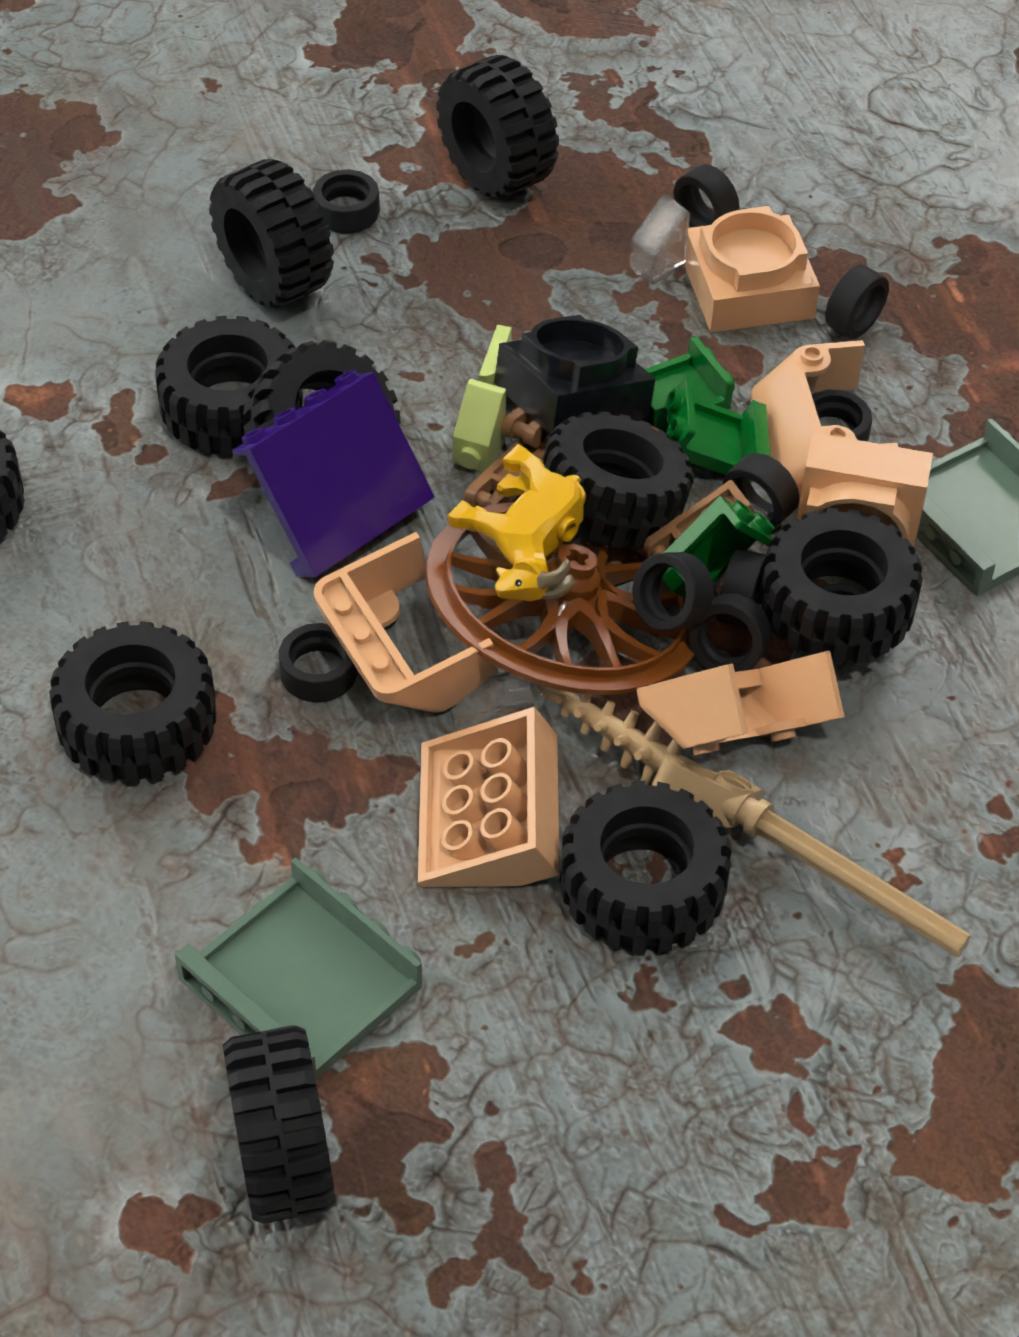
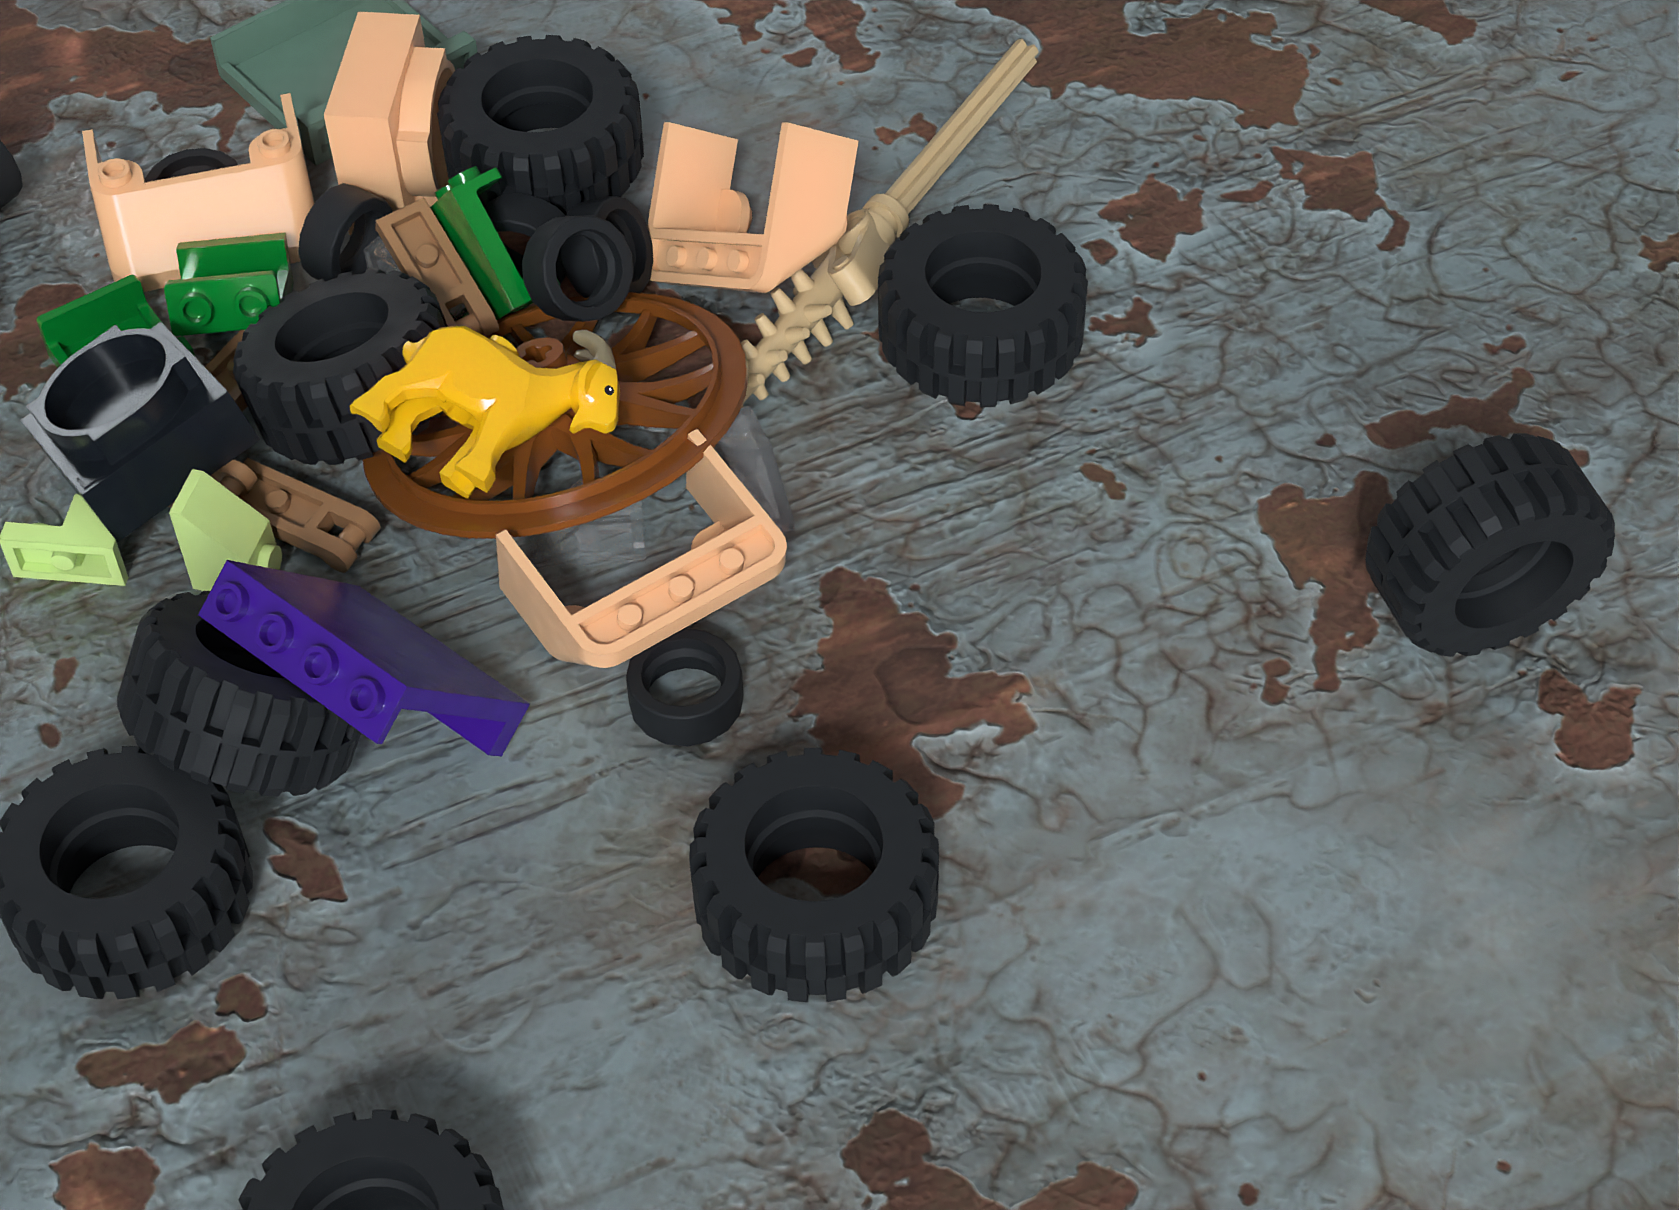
camera: 95 degrees left, 0 degrees up
(307, 964) = (1203, 633): sand green panel -> none
(490, 804) = (904, 469): light nougat slope -> none

